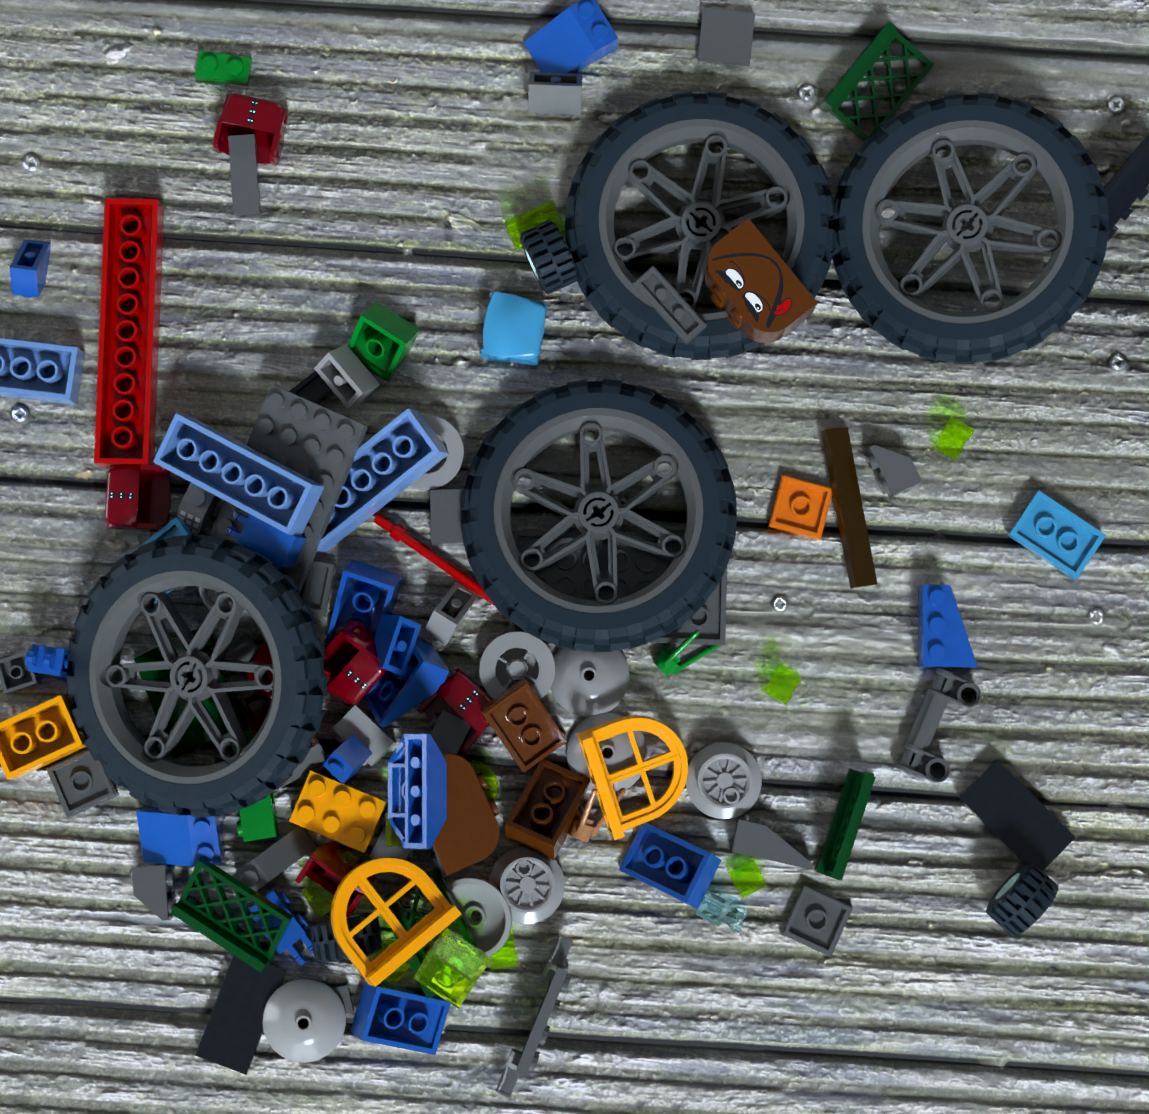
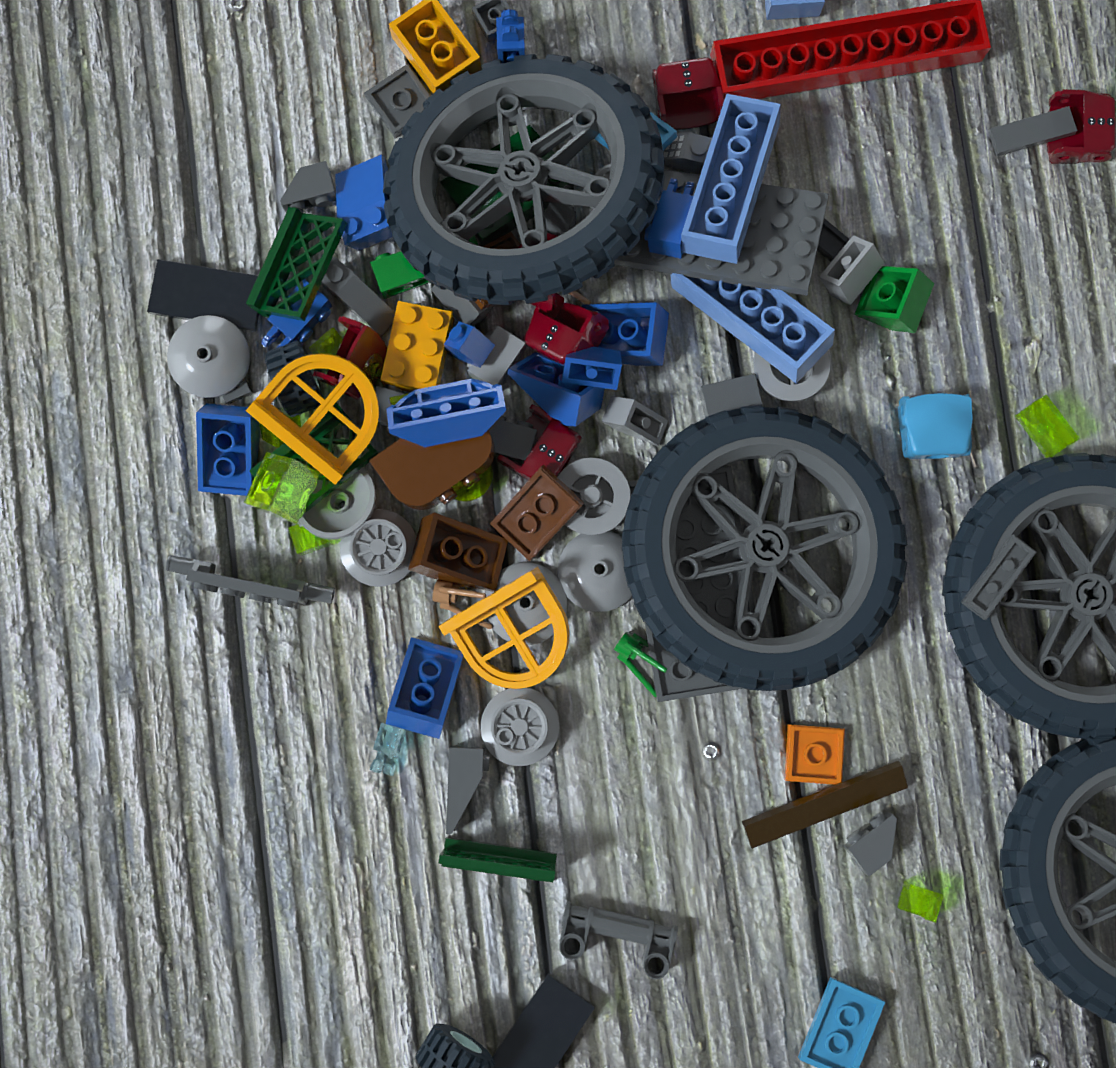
camera: 80 degrees right, 0 degrees up
(318, 586) = (634, 285): dark grey tile -> none
(399, 533) = (704, 355): red bar -> none
(549, 257) = (1019, 446): black wheel -> none
(747, 878) = (425, 768): clear neon green panel -> none
(756, 285) = (1041, 662): reddish brown brick -> none
(781, 684) = (628, 768): clear neon green panel -> none
(816, 920) = (397, 848): dark grey tile -> none
(941, 630) = (717, 924): blue wedge -> none

